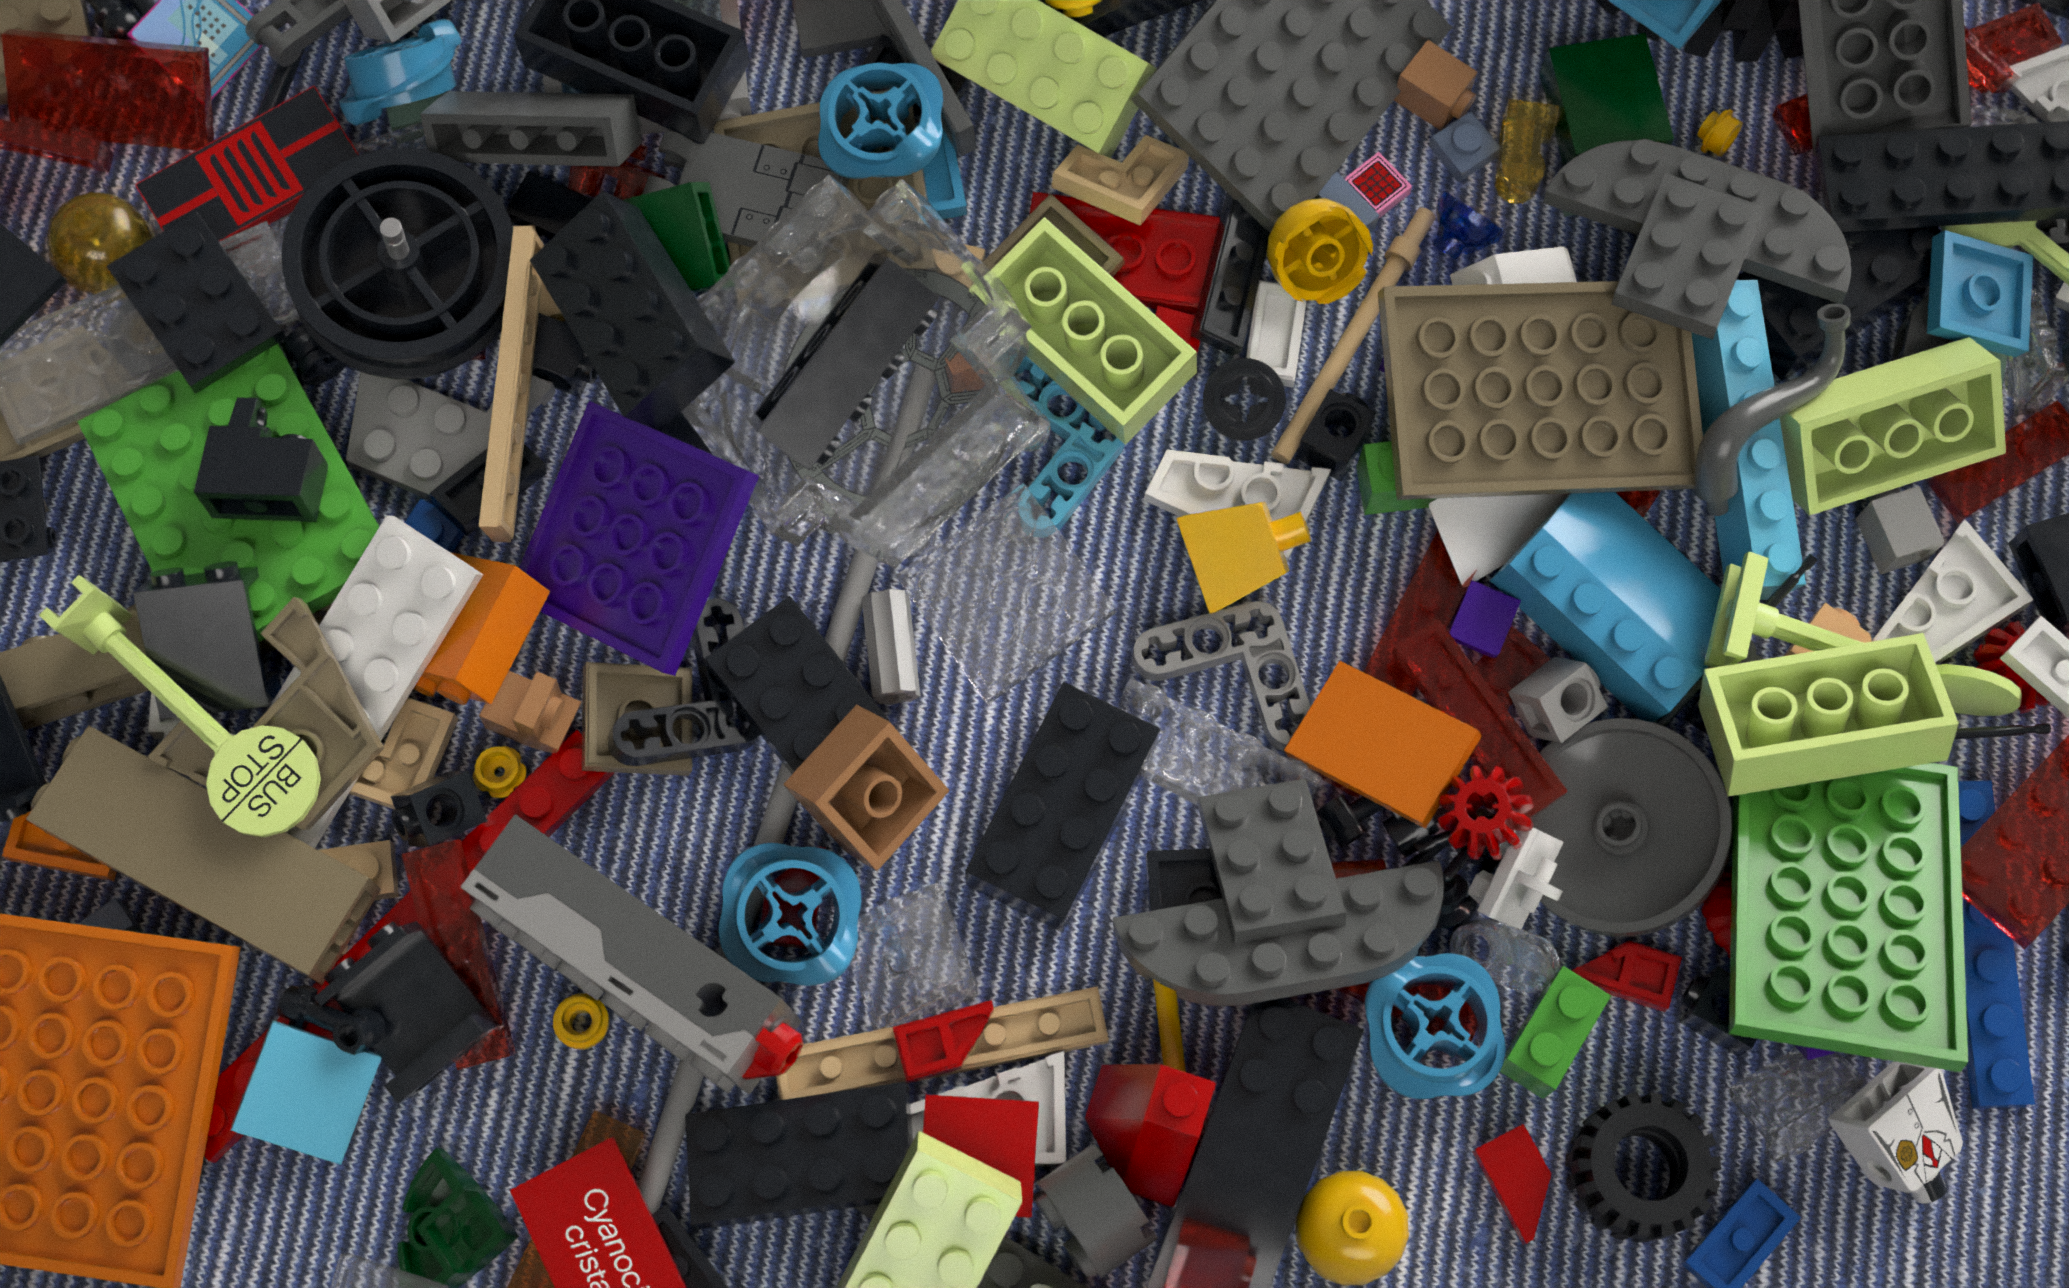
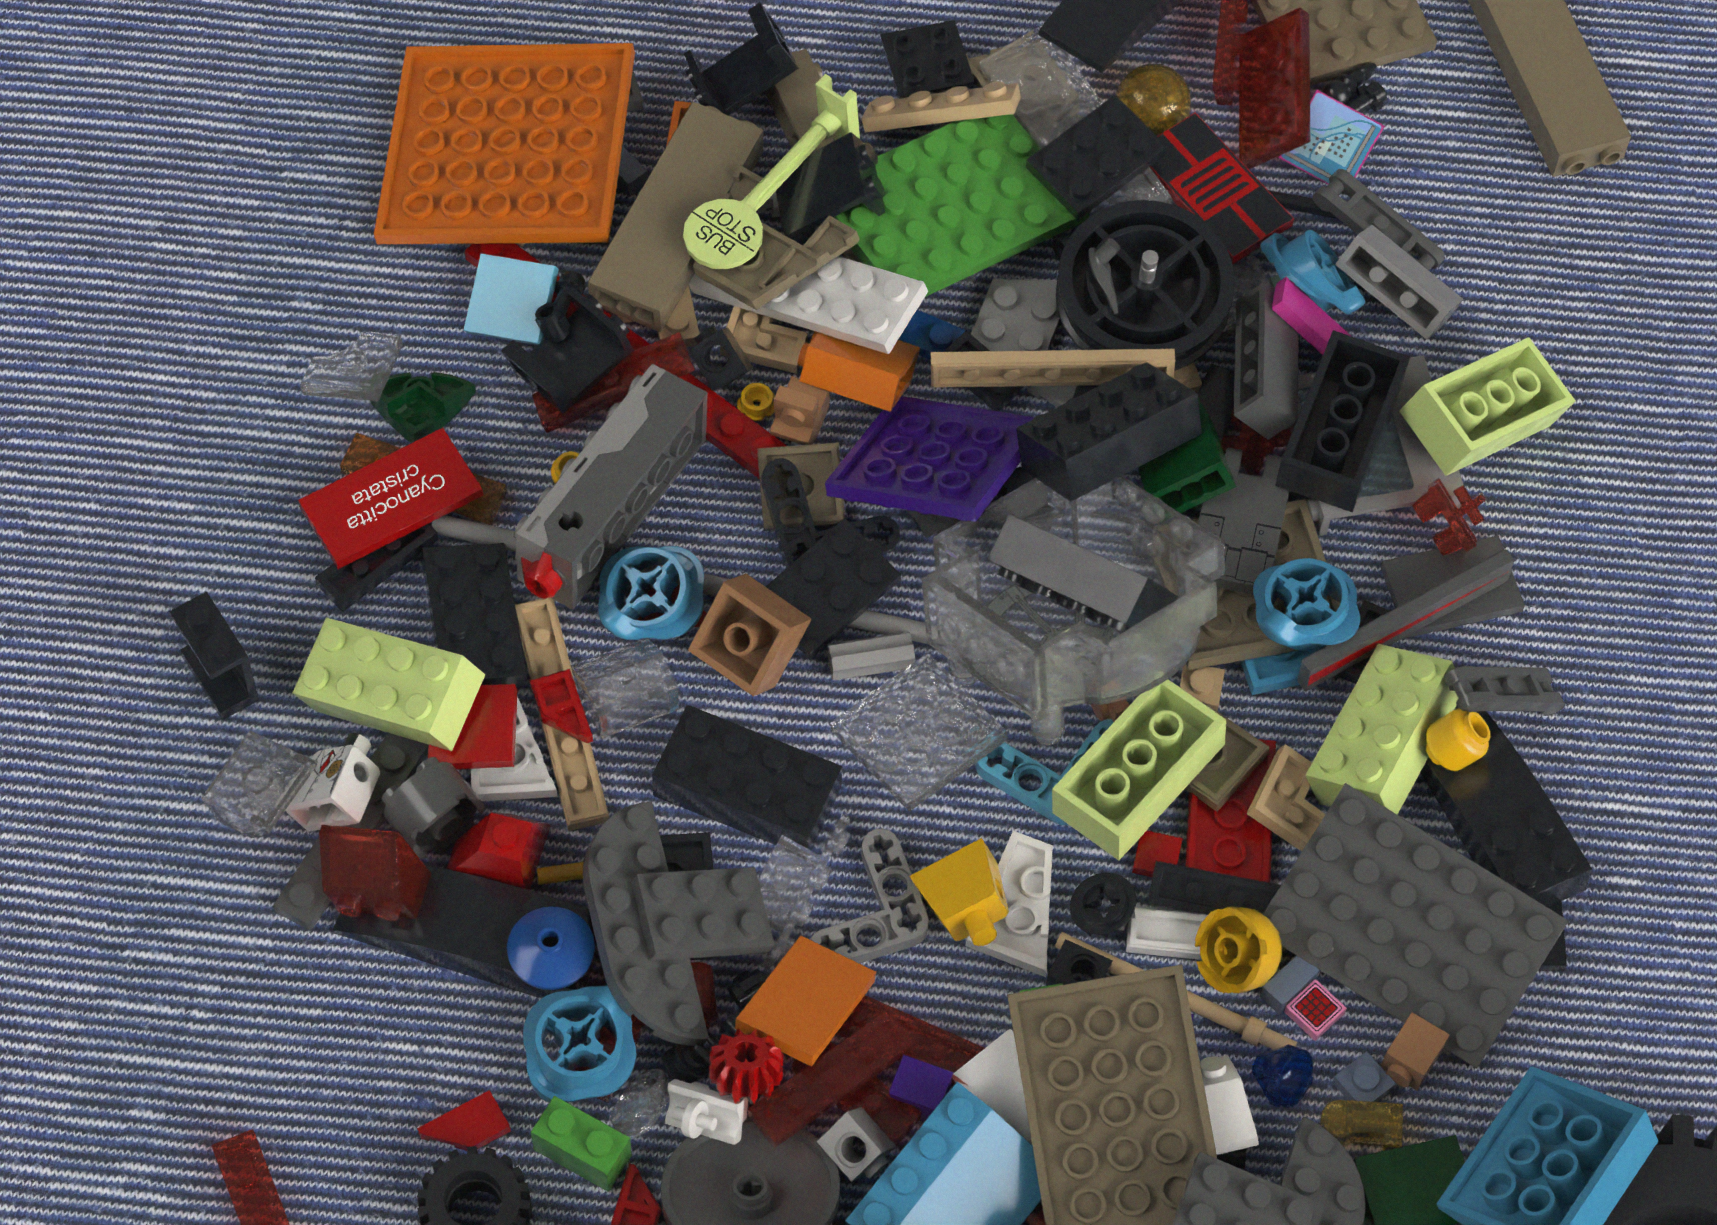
camera: 85 degrees right, 10 degrees down
(78, 492) = (949, 106): none -> tan plate
(259, 475) = (955, 203): black hinge -> none
(386, 301) = (1101, 270): none -> dark grey bar
(475, 76) = (1304, 315): none -> dark pink tile
(1293, 1076) = (551, 966): none -> blue dish
(1352, 1227) = (428, 1003): yellow cylinder -> none

